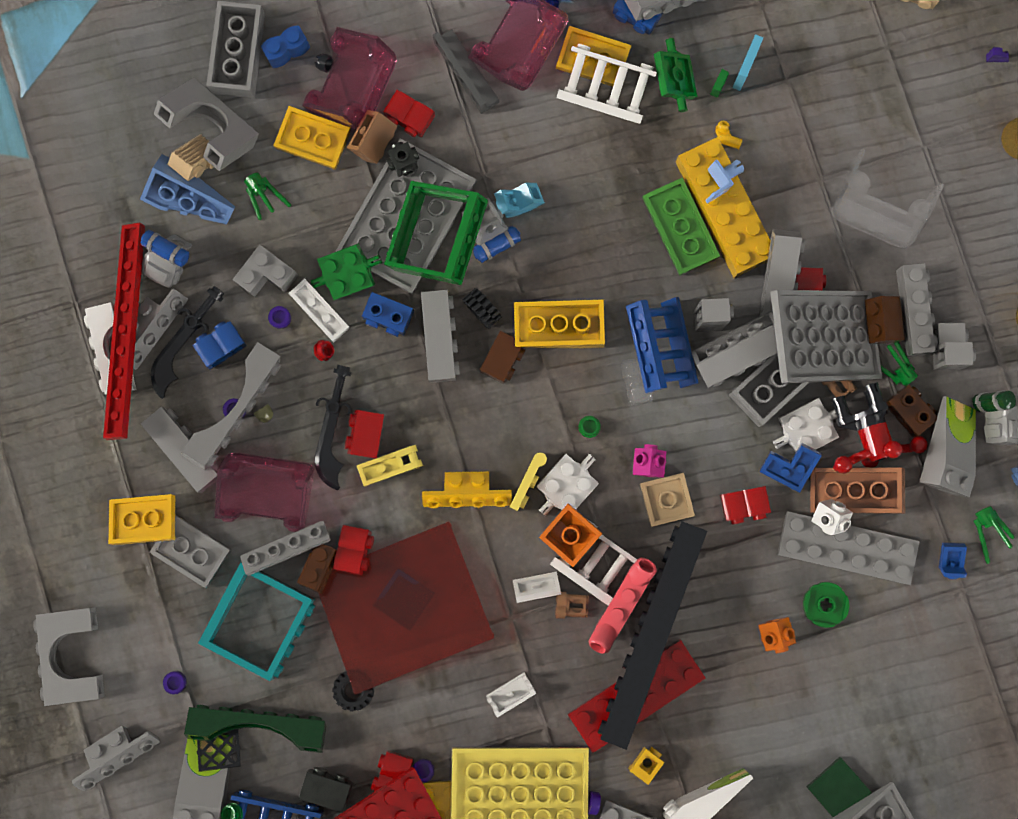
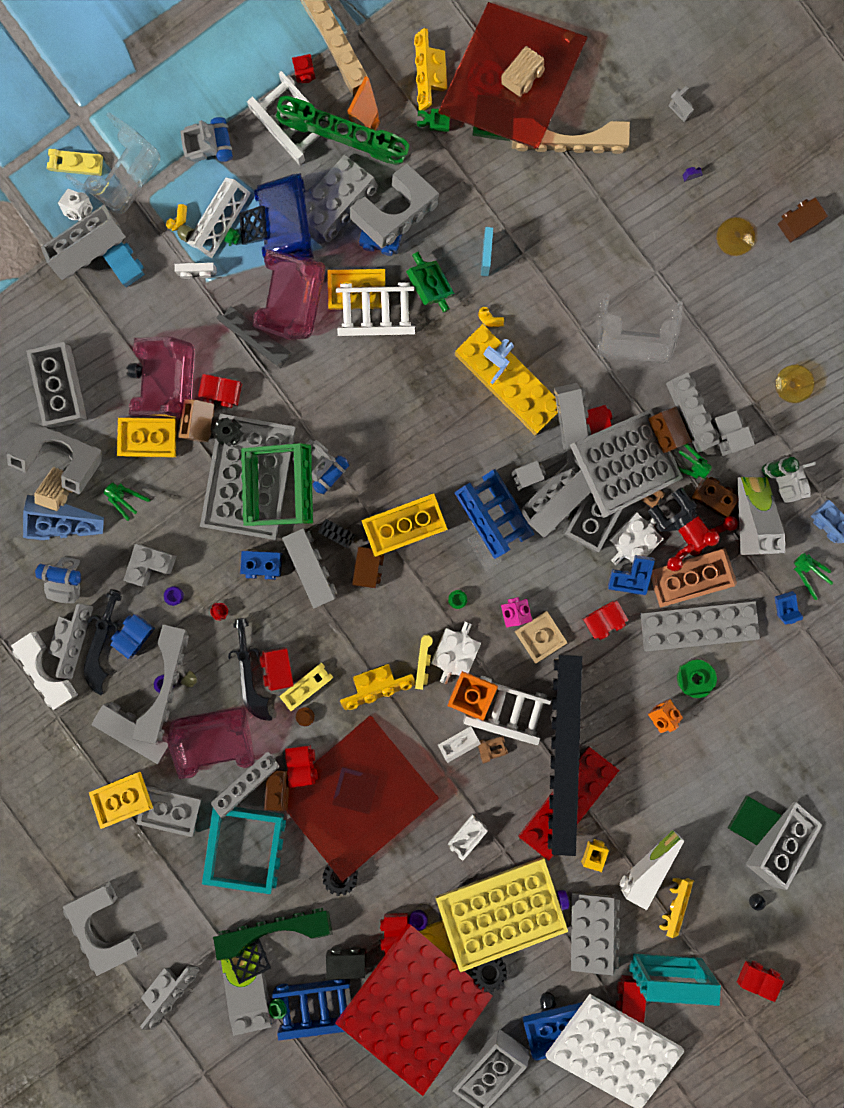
camera: 25 degrees left, 5 degrees up
(124, 333) = (50, 654): red plate -> none
(174, 682) = (194, 919): dark purple tile -> none
(288, 45) = (99, 366): blue brick -> none
(319, 310) = (203, 579): white plate -> none
(346, 271) = (214, 540): green plate -> none
(376, 498) = (305, 716): none -> reddish brown plate
(519, 200) = (336, 432): medium azure brick -> none
(622, 605) = (533, 738): coral plate -> none
(681, 226) = (477, 408): bright green plate -> none
(717, 88) = (469, 276): green tile -> none
(832, 517) = (679, 607): white brick -> none

